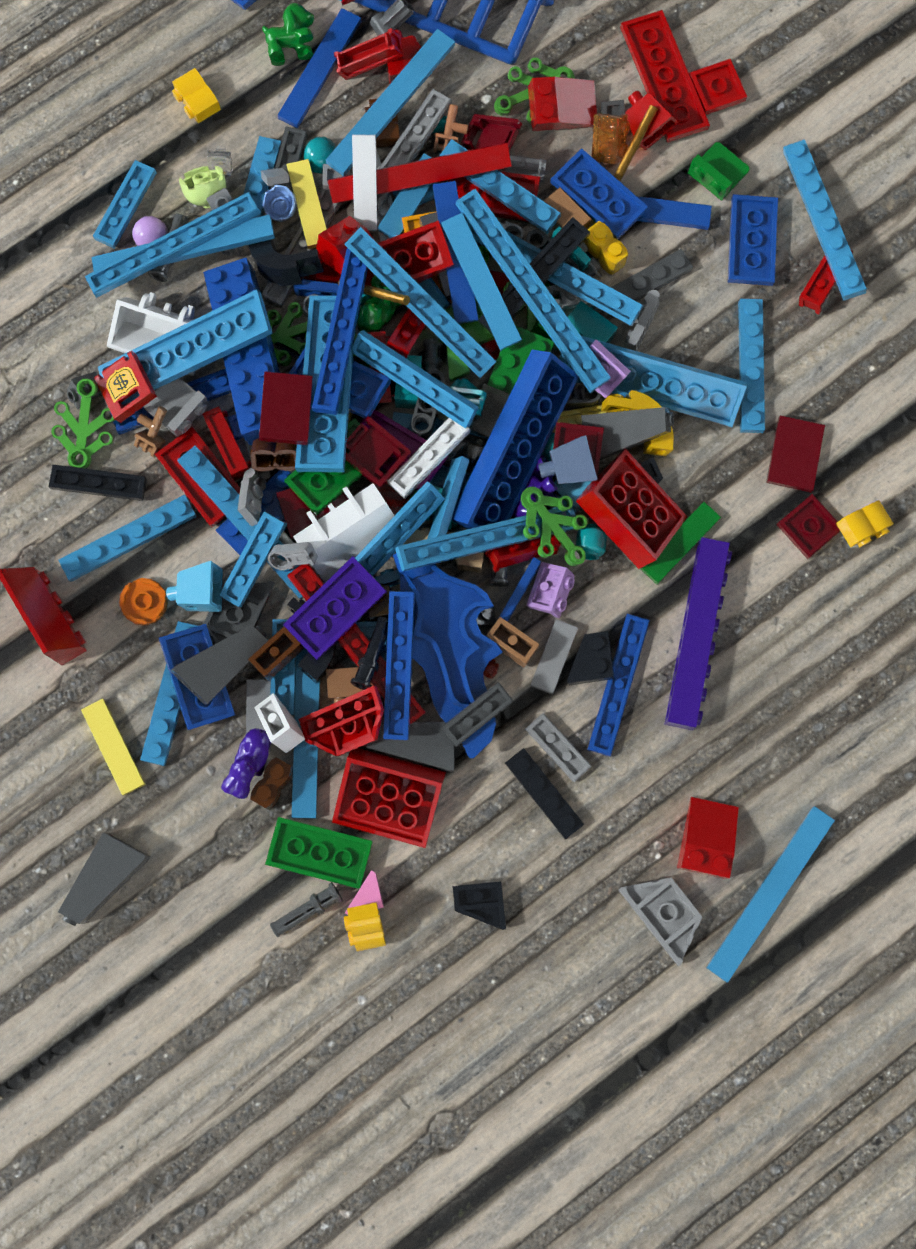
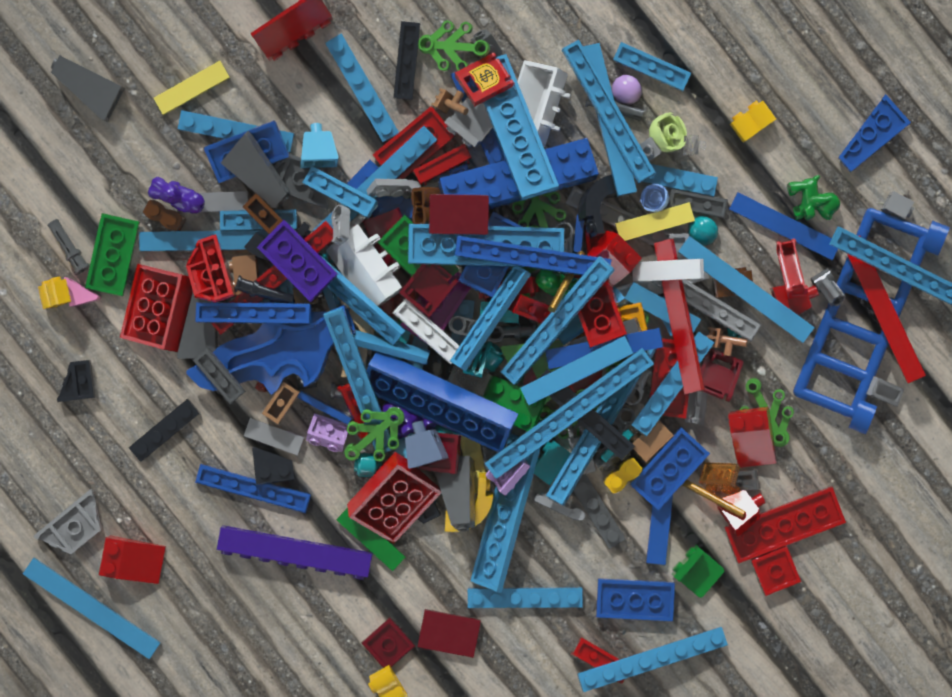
camera: 90 degrees right, 10 degrees up
(143, 601) = (310, 104): orange tile -> none
(275, 176) = (676, 193): light grey tile -> none
(279, 724) = (210, 219): white slope -> none
(558, 747) = (201, 440): light grey tile -> none

